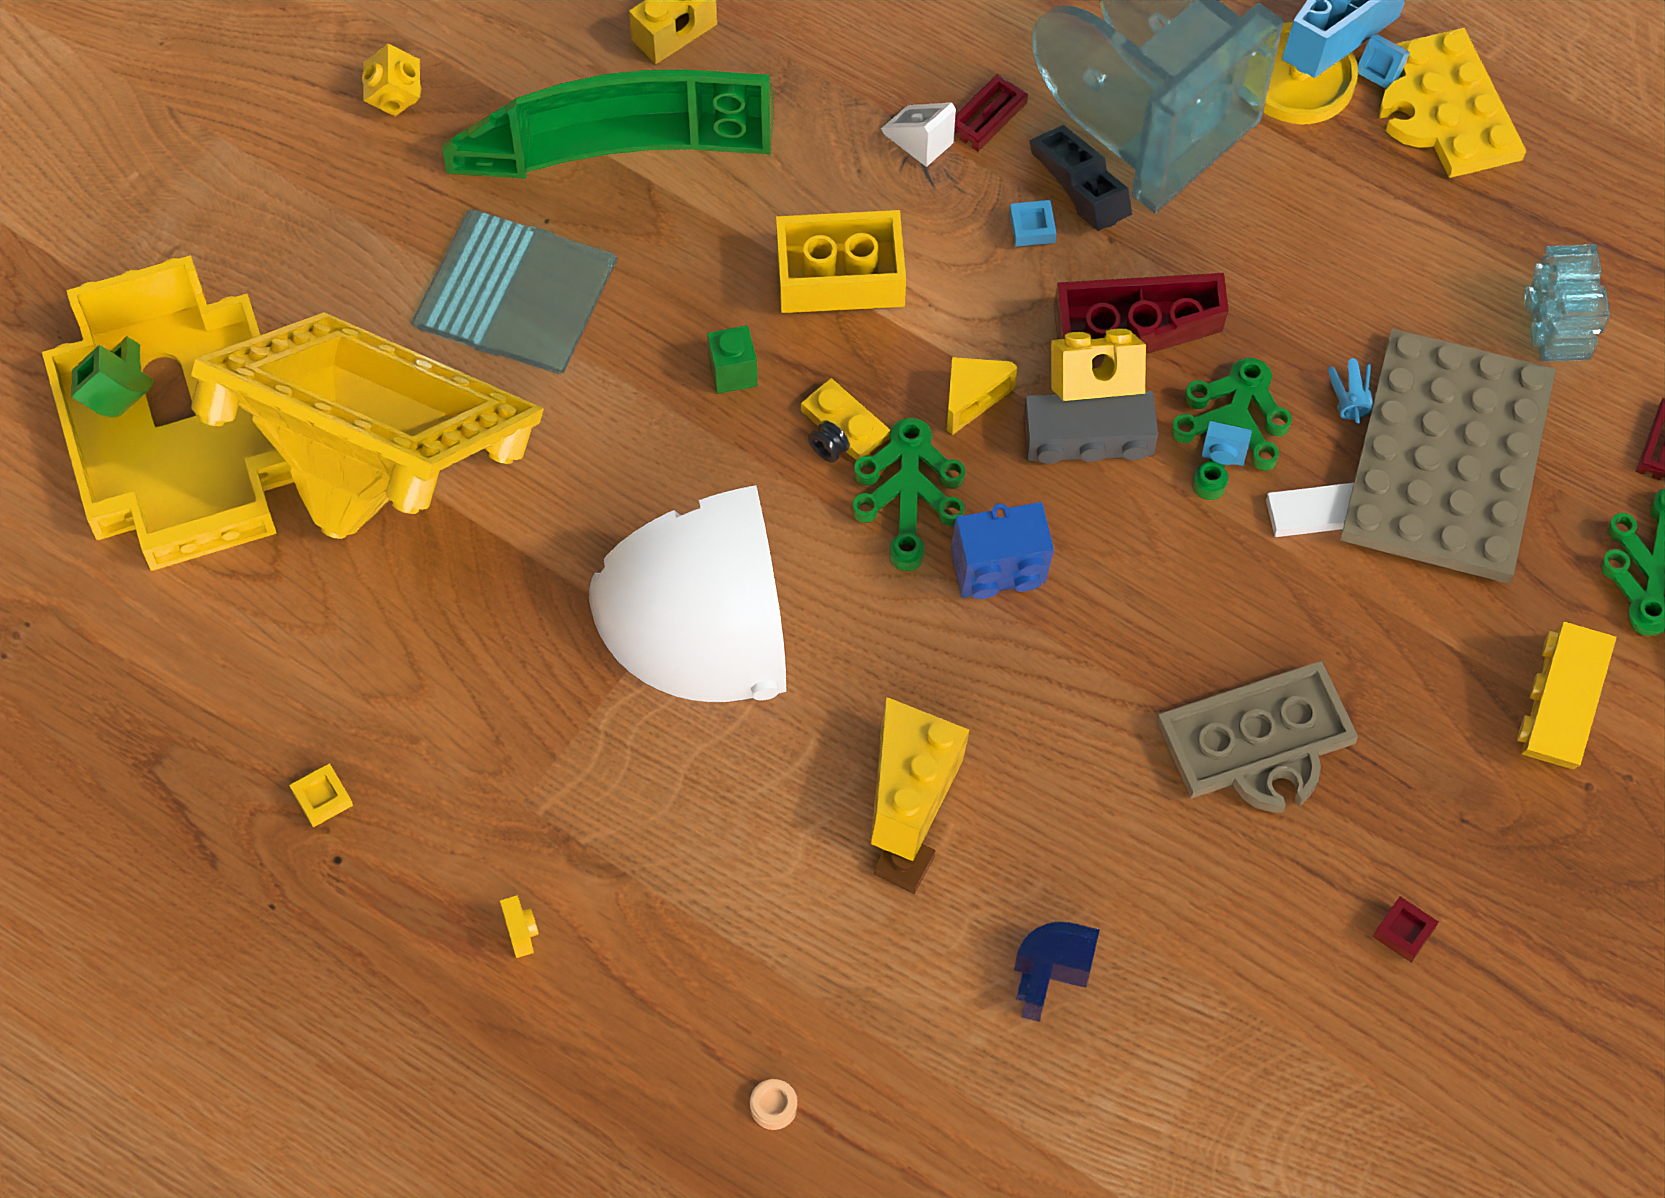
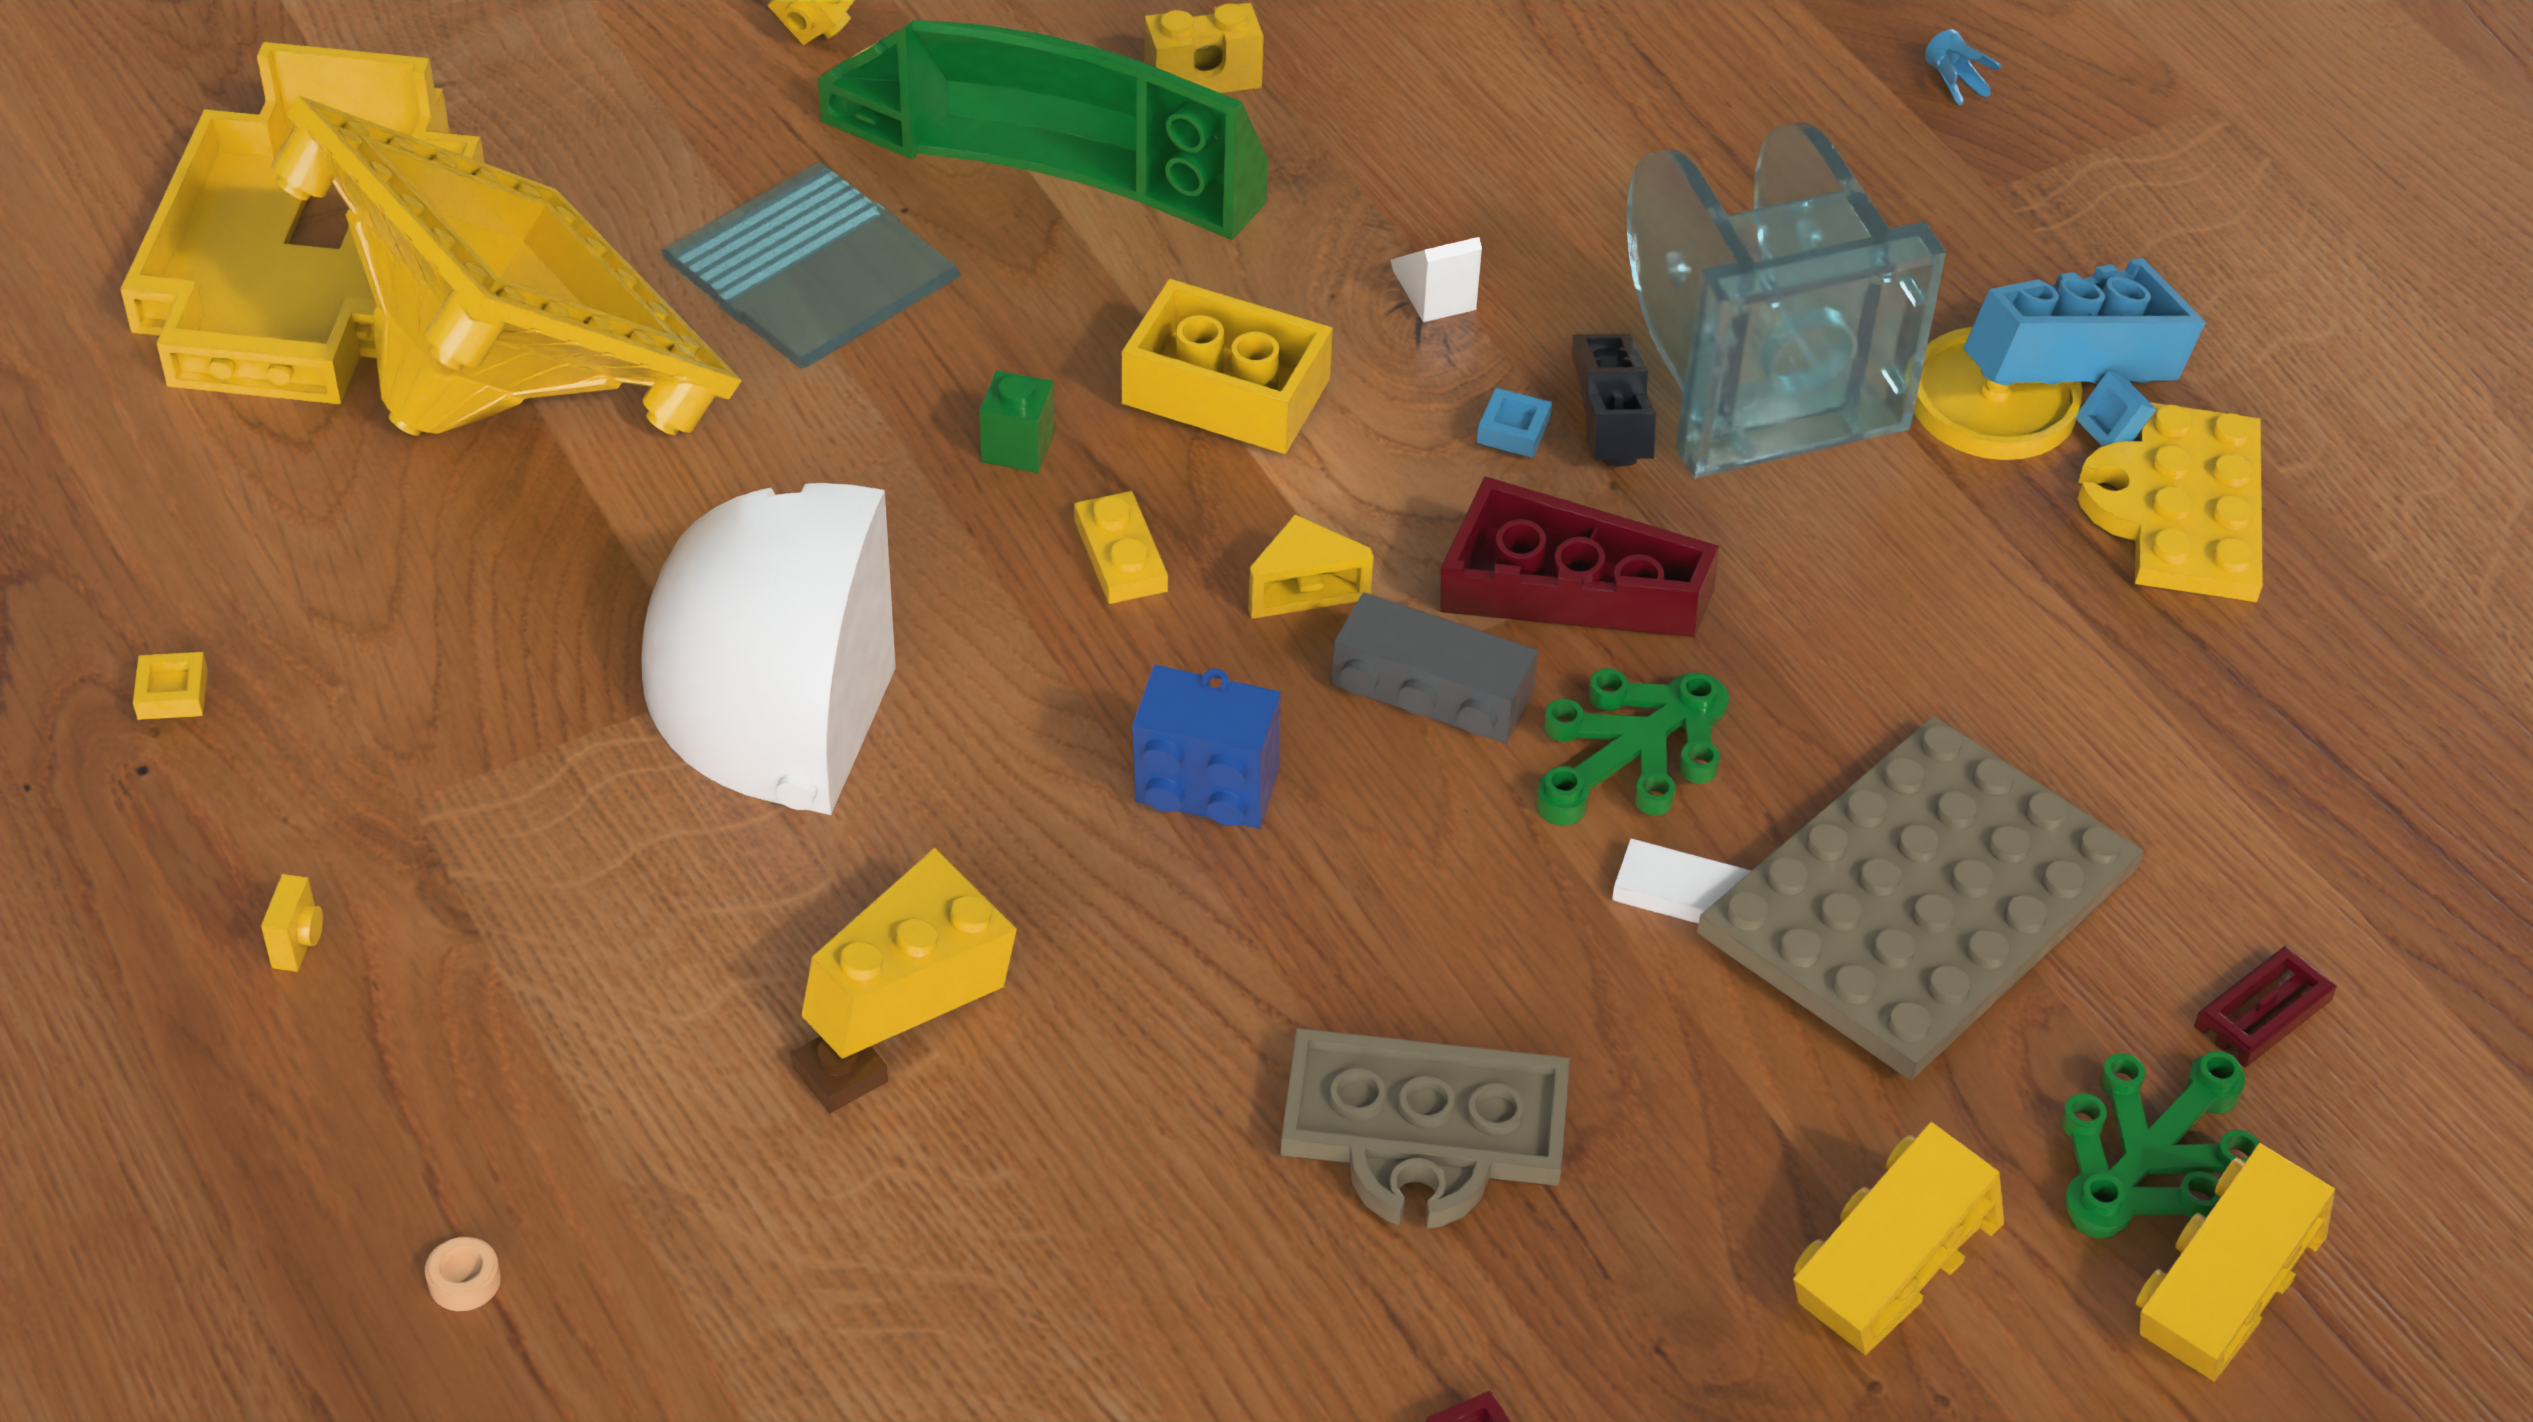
camera: 25 degrees right, 15 degrees down
(110, 379) = (241, 160): green brick -> none
(828, 441) = (1078, 556): black bush -> none
(909, 484) = (1183, 599): green plant -> none
(970, 133) = (1544, 296): dark red tile -> none
(1056, 953) = (948, 1251): clear blue brick -> none
(1118, 375) = (1438, 590): yellow brick -> none
(1226, 443) = (1601, 748): dark azure plate -> none
(1357, 401) = (1822, 775): dark azure piece -> none
(1567, 303) = (2197, 766): clear light blue brick -> none

